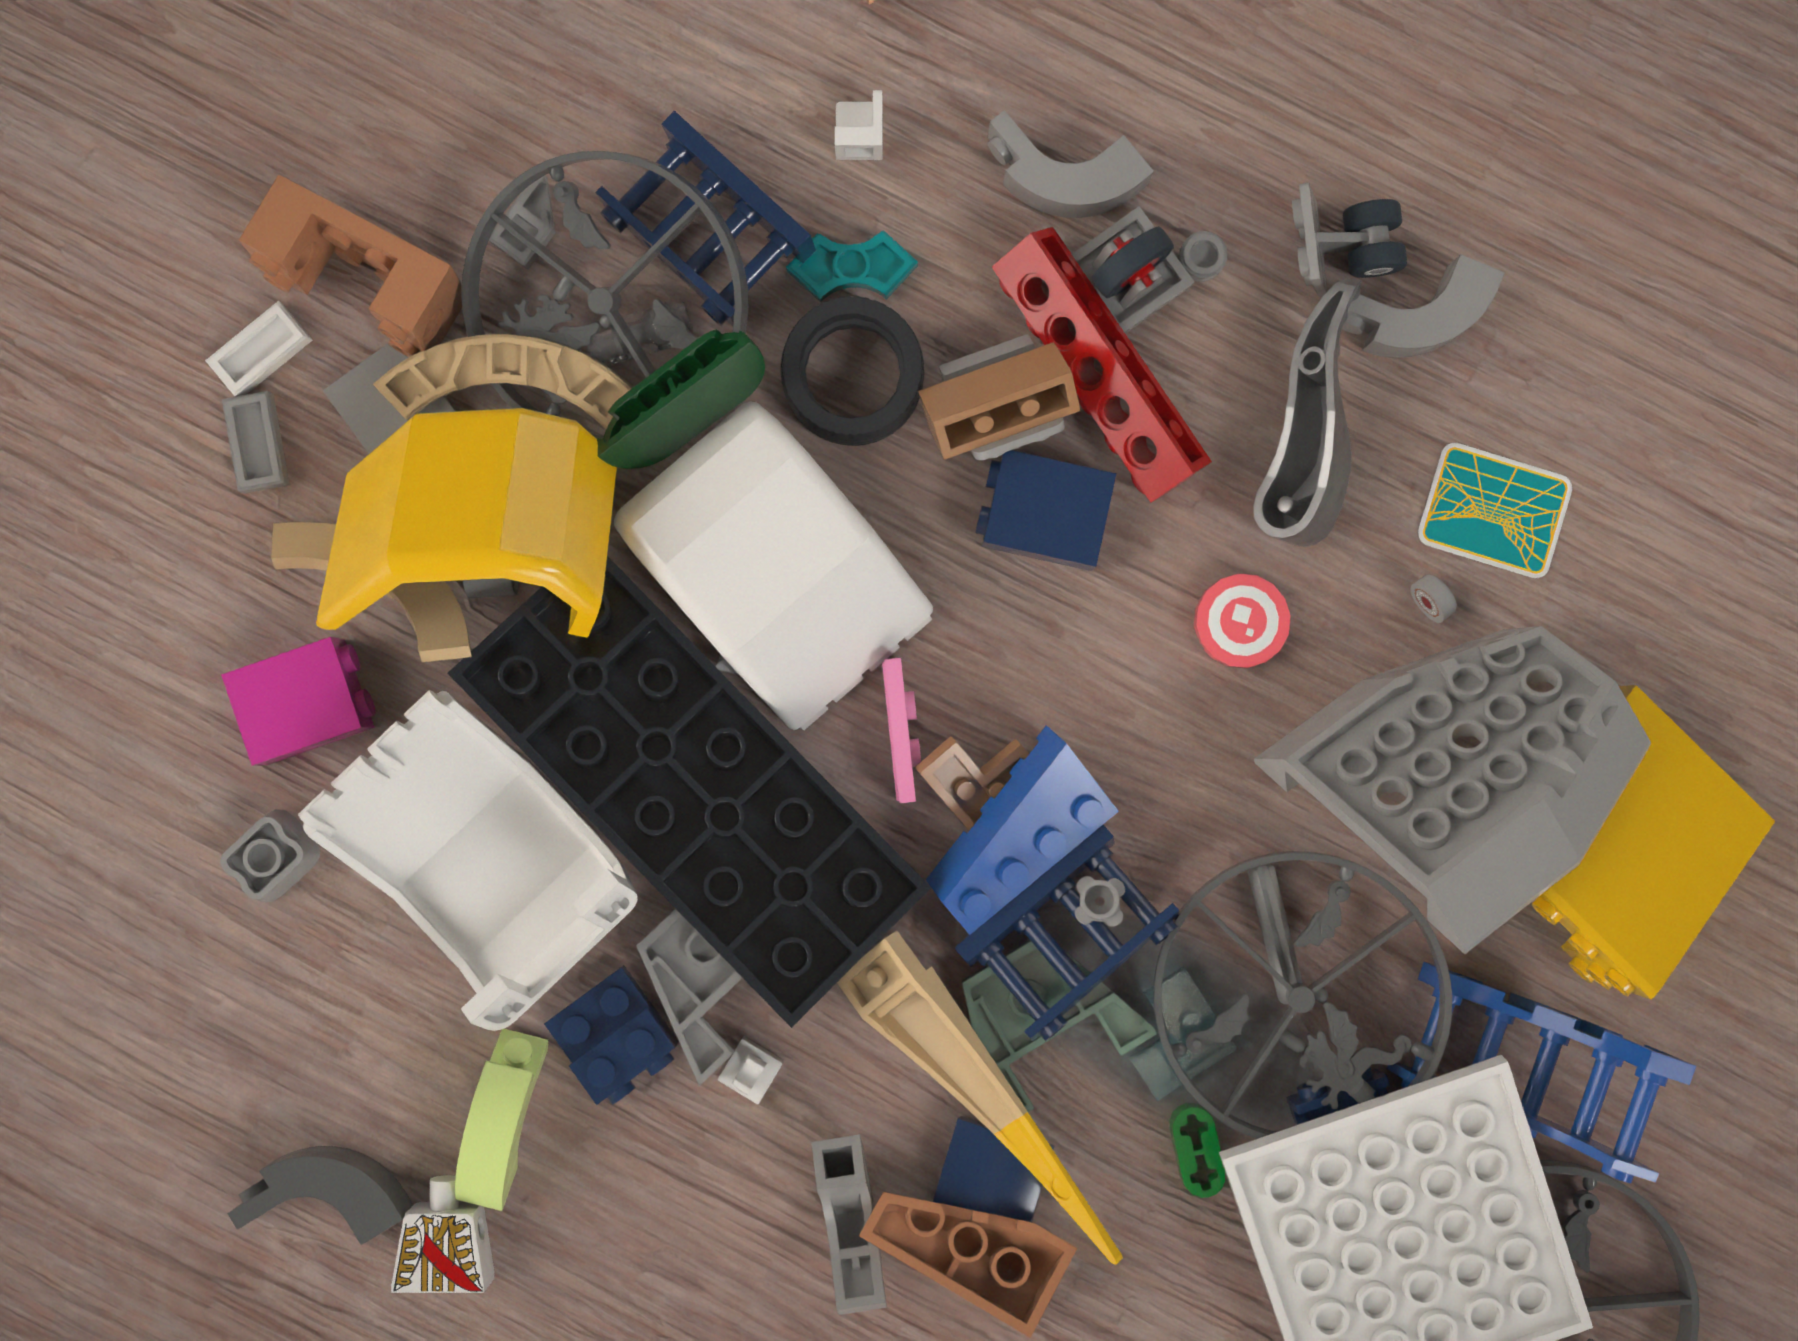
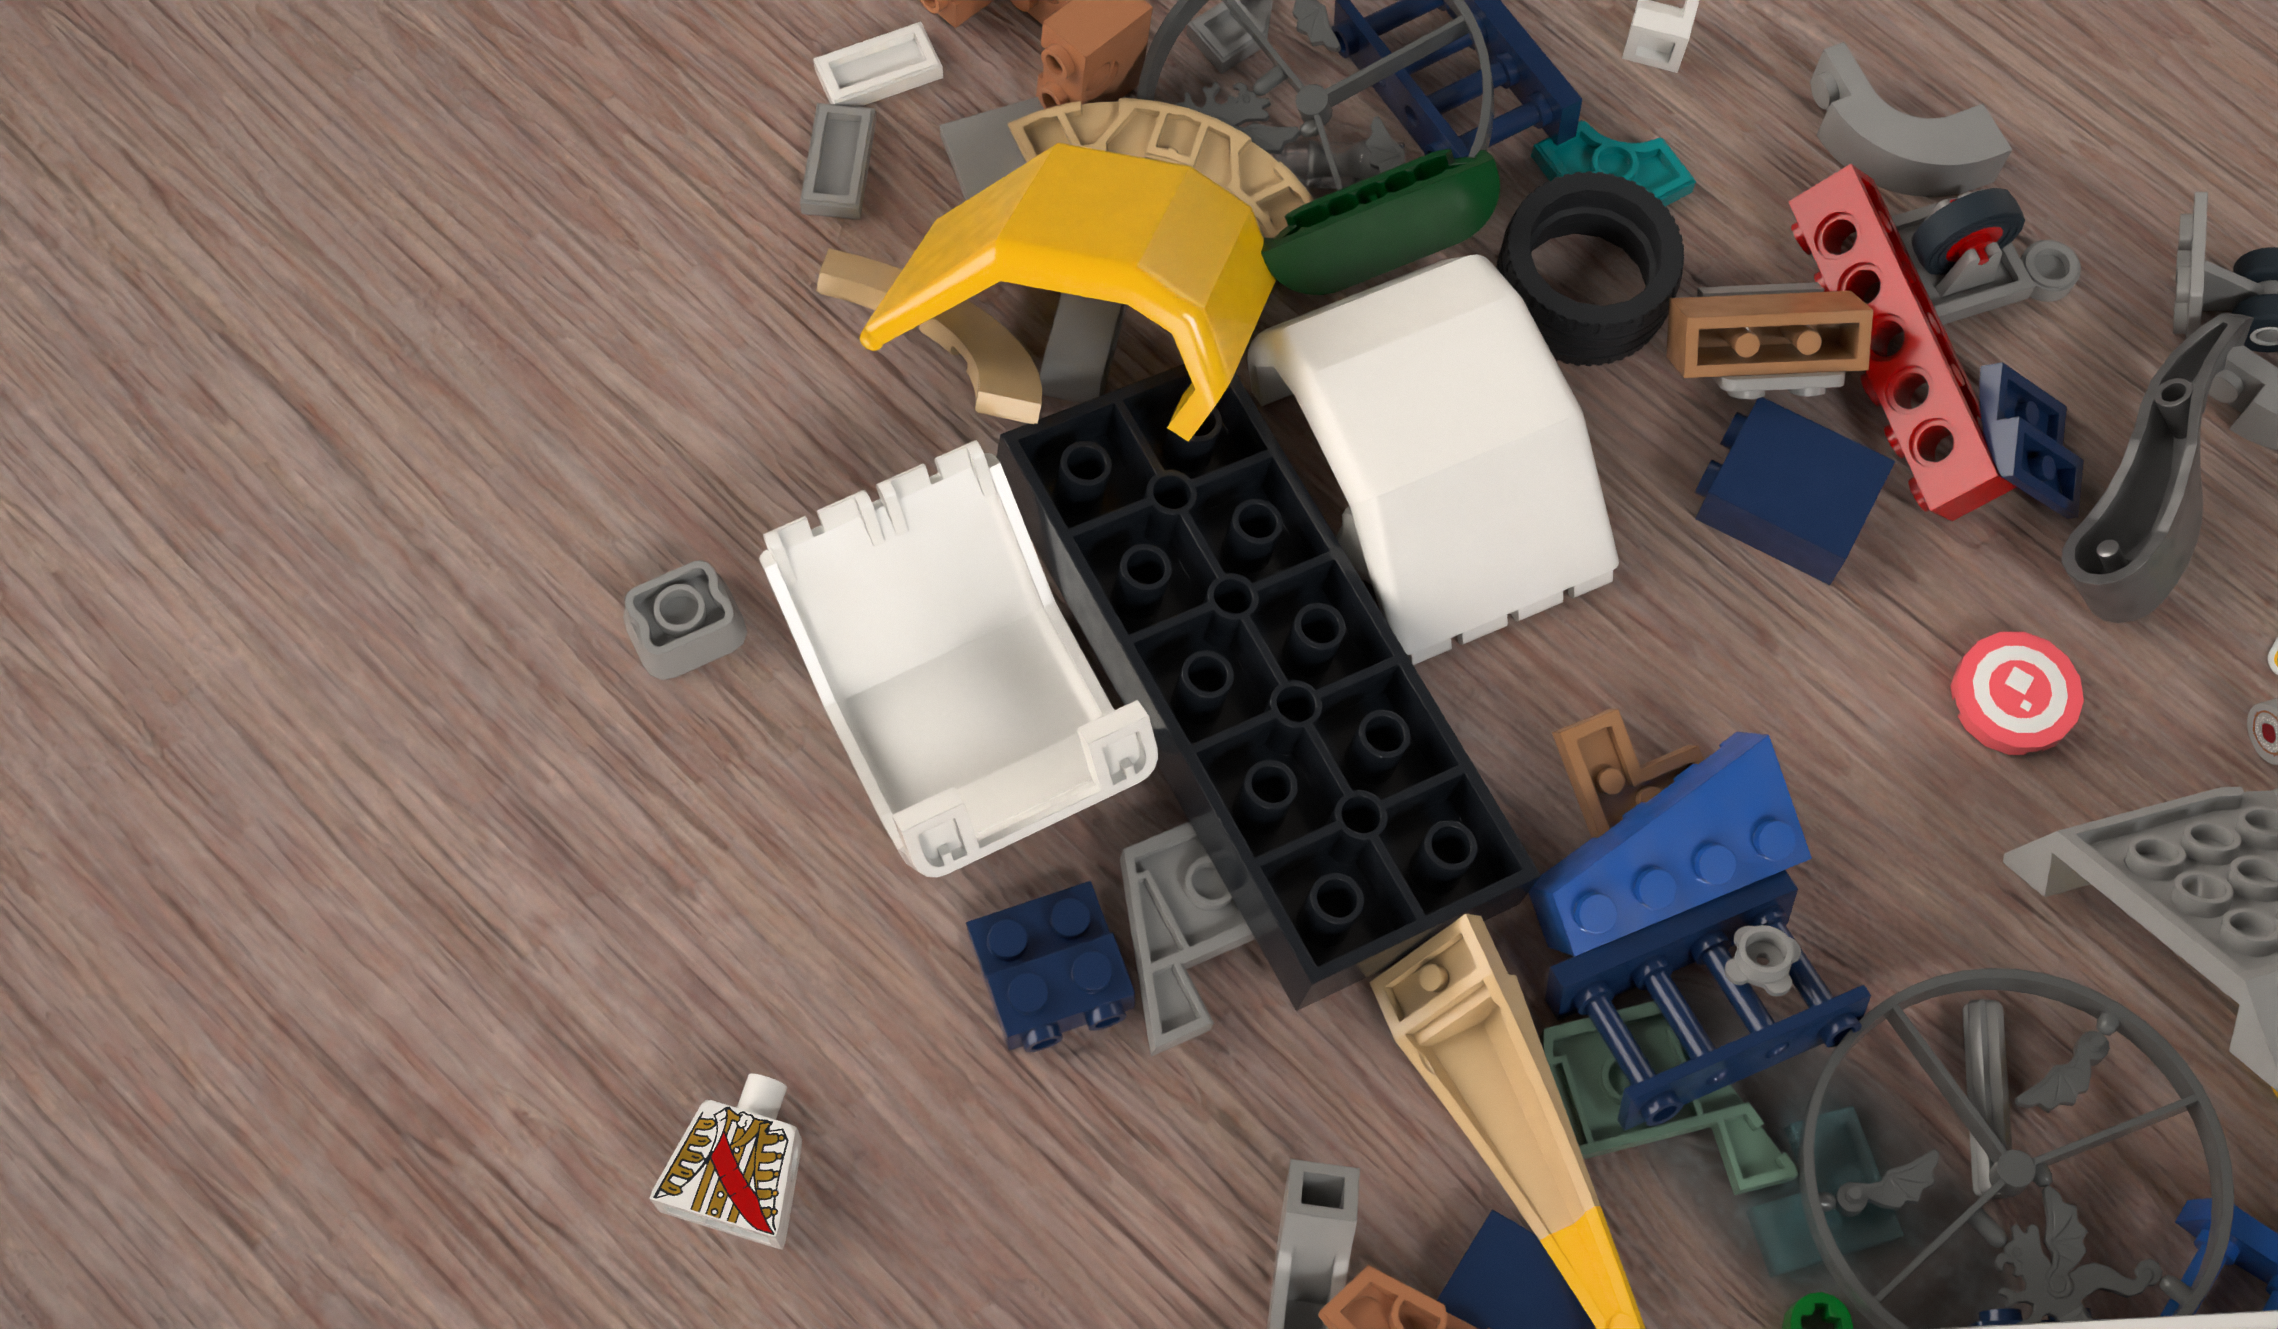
camera: 15 degrees right, 20 degrees down
(299, 700) = (789, 444): dark pink brick -> none
(340, 1176) = (601, 1020): dark grey arch -> none
(496, 1120) = (862, 1023): yellowish green arch -> none
(750, 1070) = (1221, 1068): white tile -> none
(904, 750) = (1538, 718): bright pink plate -> none
(1210, 424) = (2027, 438): none -> dark blue slope

